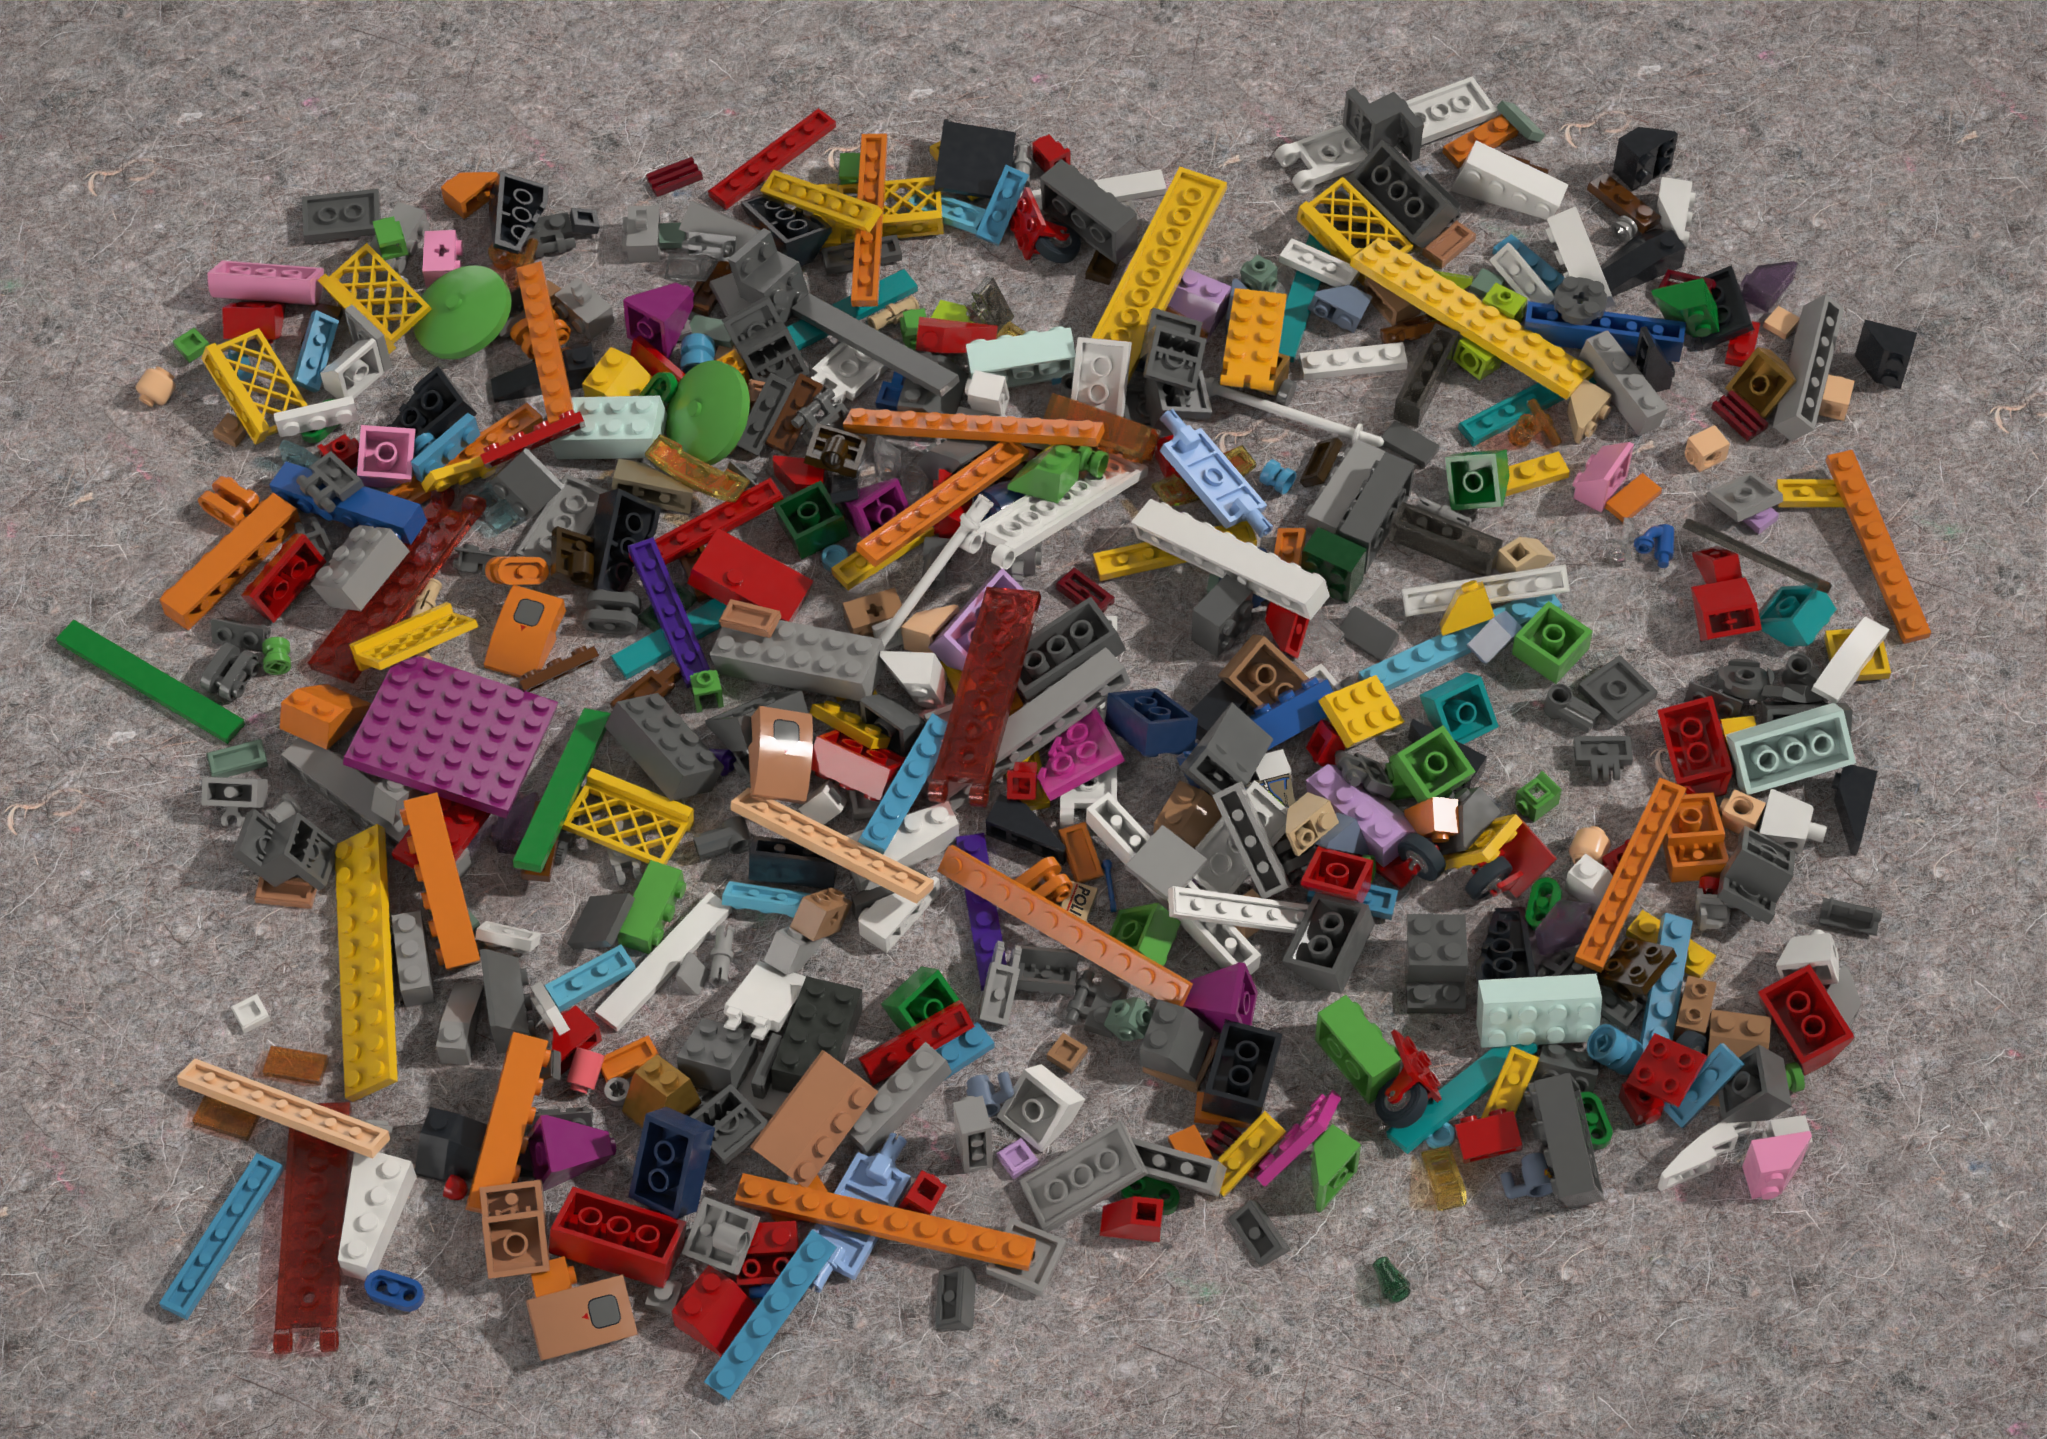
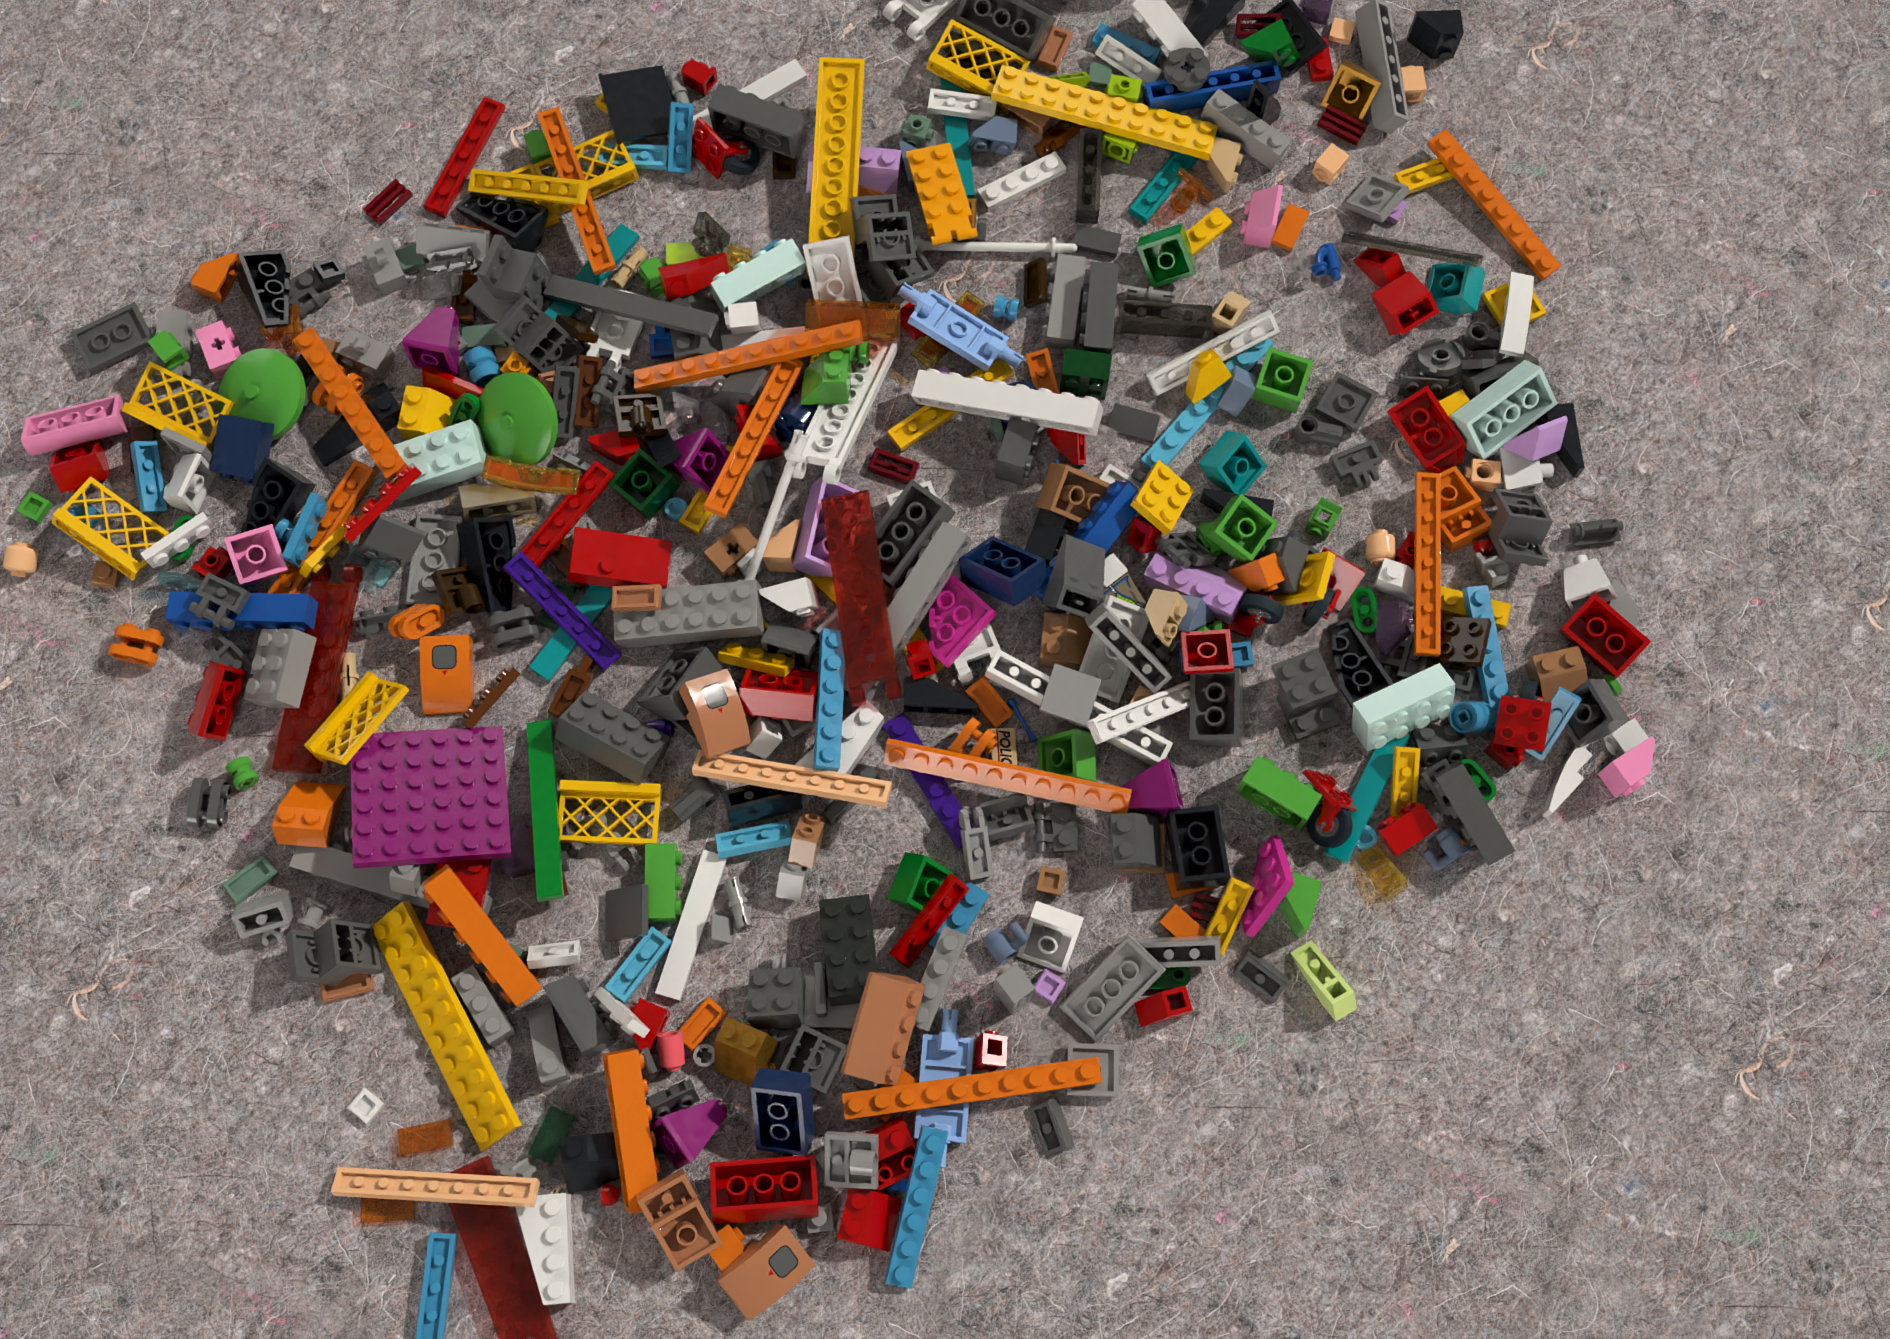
camera: 25 degrees left, 15 degrees up
(150, 681) = (141, 835): green tile -> none
(229, 561) = (161, 700): orange brick -> none
(239, 634) = (192, 765): dark grey hinge -> none
(397, 1289) = (599, 1305): blue plate -> none
(413, 1115) = (547, 1141): none -> clear green tile
(418, 350) = (240, 446): none -> dark blue brick
(706, 683) = (622, 667): bright green window -> none
(763, 999) = (793, 932): white tile -> none
(810, 351) = (577, 329): none -> dark brown tile
(841, 257) = (566, 230): dark grey plate -> none
(892, 916) = (859, 820): white slope -> none
(1129, 1018) = (1090, 834): sand green brick -> none
(1326, 1262) = (1325, 981): none -> yellowish green slope
(1391, 1281) = (1379, 977): clear green cone -> none
(1694, 1006) = (1517, 658): medium nougat brick -> none
(1819, 790) = (1539, 440): none -> lavender slope

